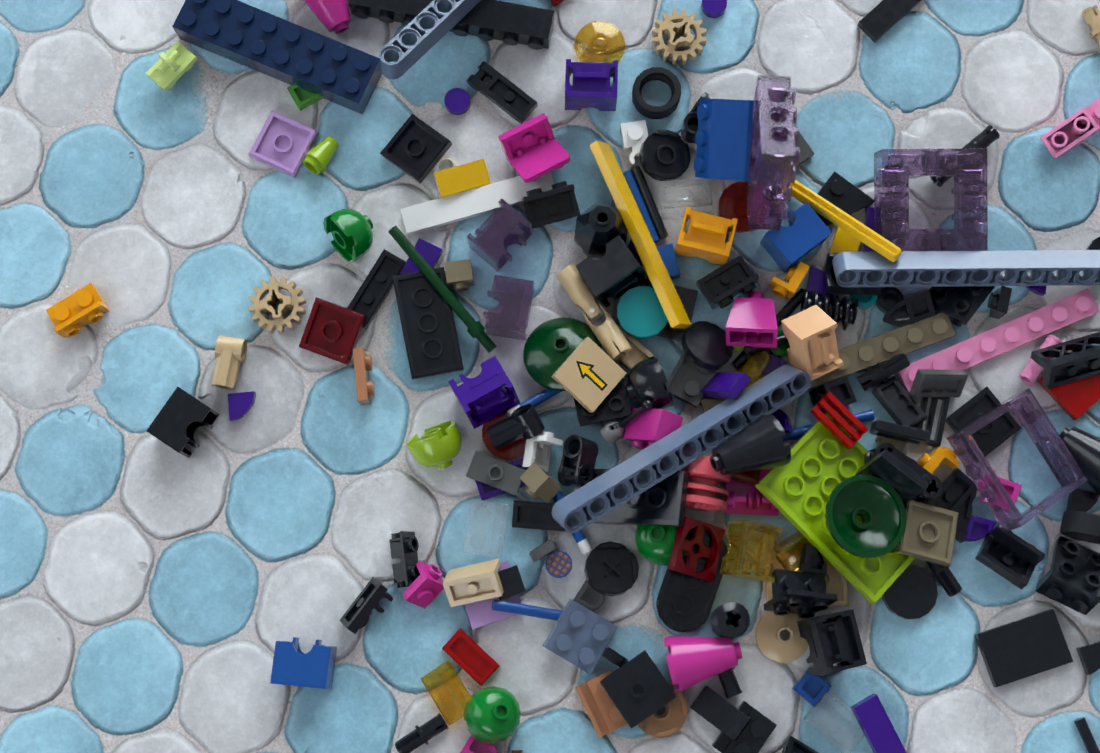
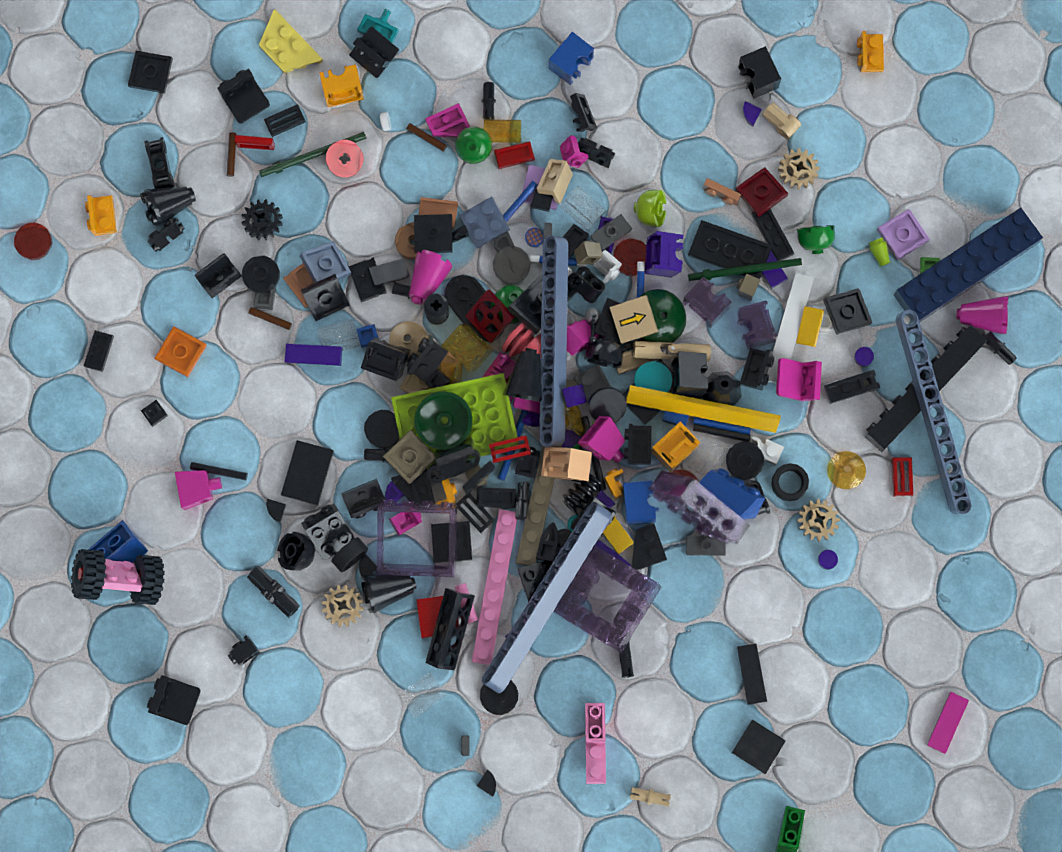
camera: 125 degrees right, 0 degrees up
(171, 66) = (996, 194): yellowish green hips -> none
(521, 424) = (630, 263): black piece -> none
(591, 85) = (820, 440): dark purple piece -> none
(846, 222) = (634, 534): yellow axle -> none
(938, 383) = (492, 527): dark grey plate -> none
(999, 302) = (518, 601): black plate -> none

